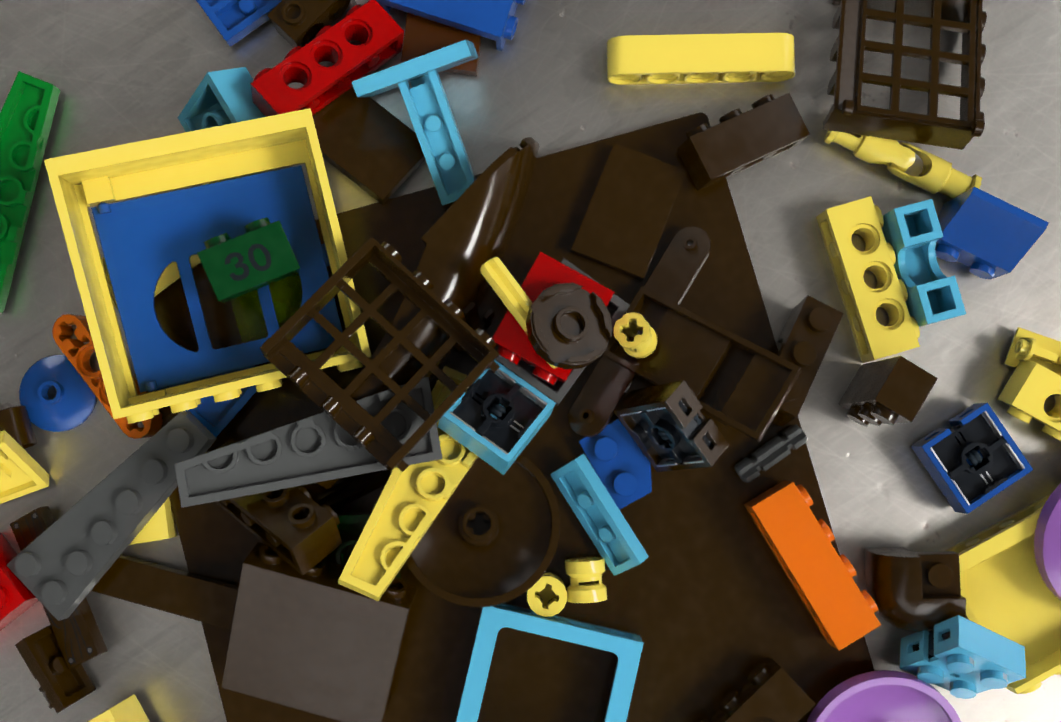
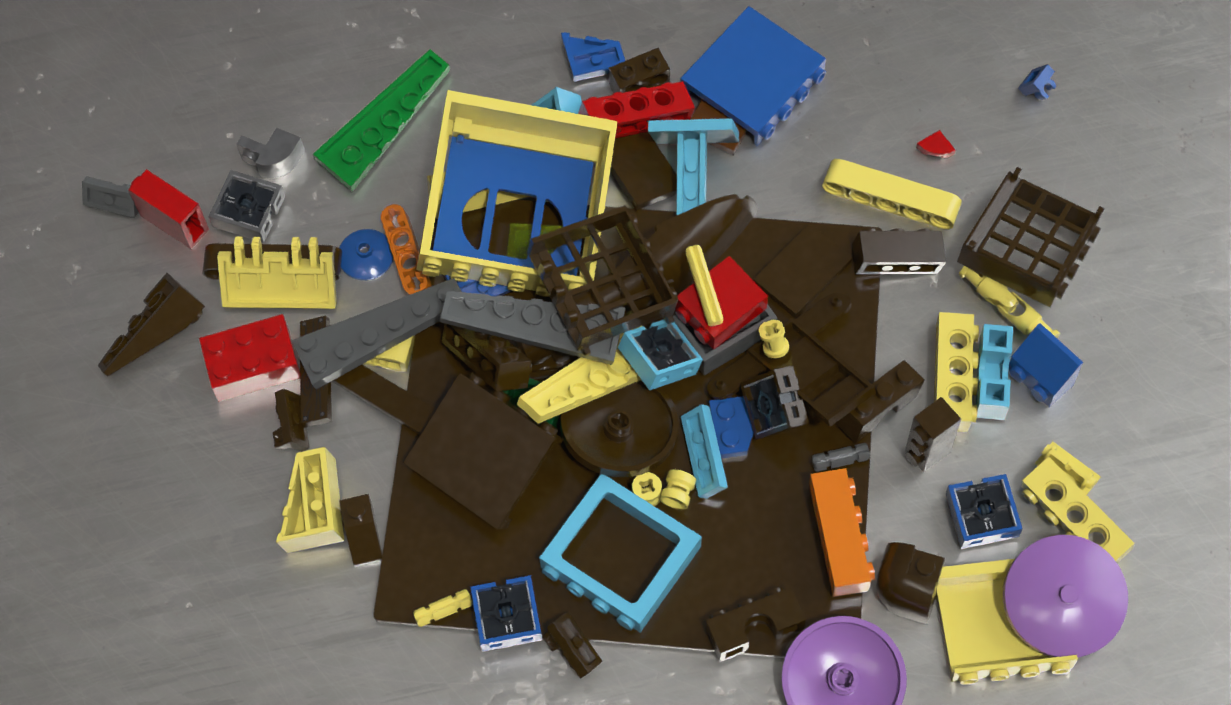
camera: 20 degrees right, 20 degrees down
(248, 260) = (539, 200): dark green brick -> none
(569, 326) = (729, 300): dark brown tile -> none
(963, 657) = (922, 629): medium azure piece -> none

